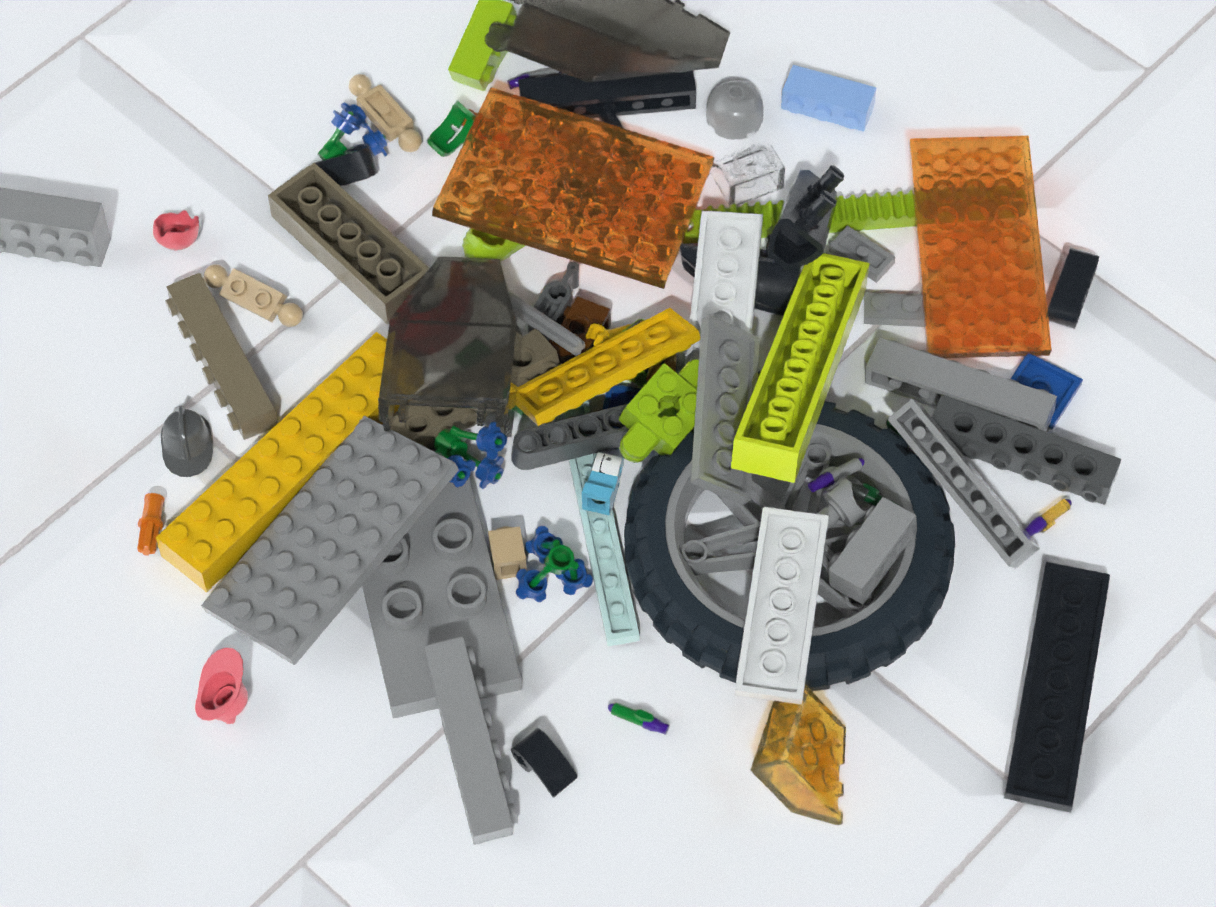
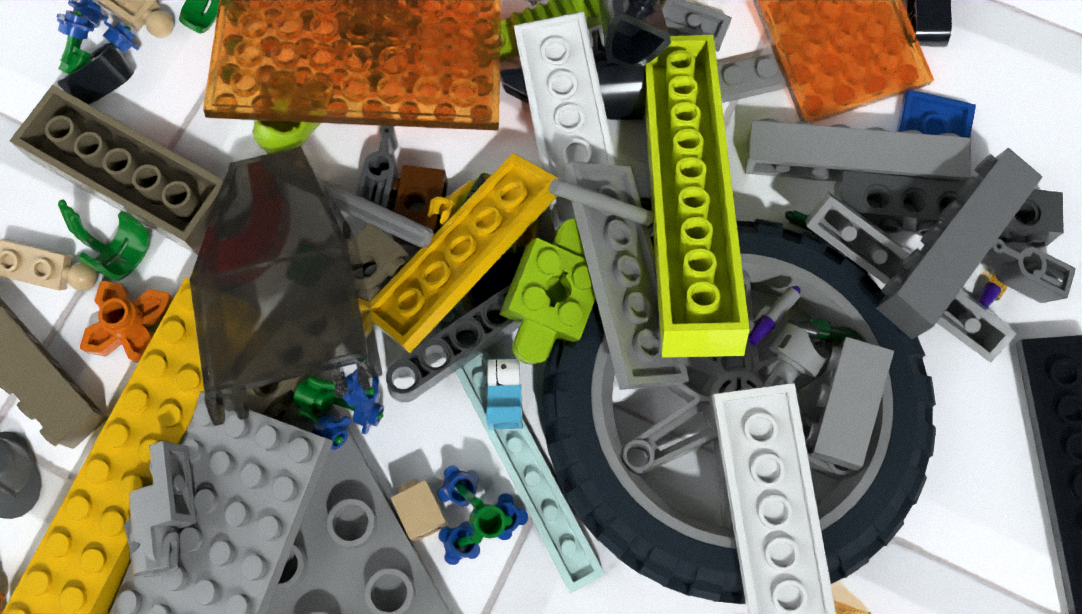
camera: 15 degrees left, 15 degrees up
(311, 484) = (160, 511): none -> light grey plate
(315, 355) = (124, 320): none -> orange plant
(338, 291) = (128, 230): none -> green helmet
(722, 349) = (601, 202): none -> light grey bar
(1005, 459) = (957, 244): none -> dark grey brick
(1079, 519) = (1031, 272): none -> dark grey piece

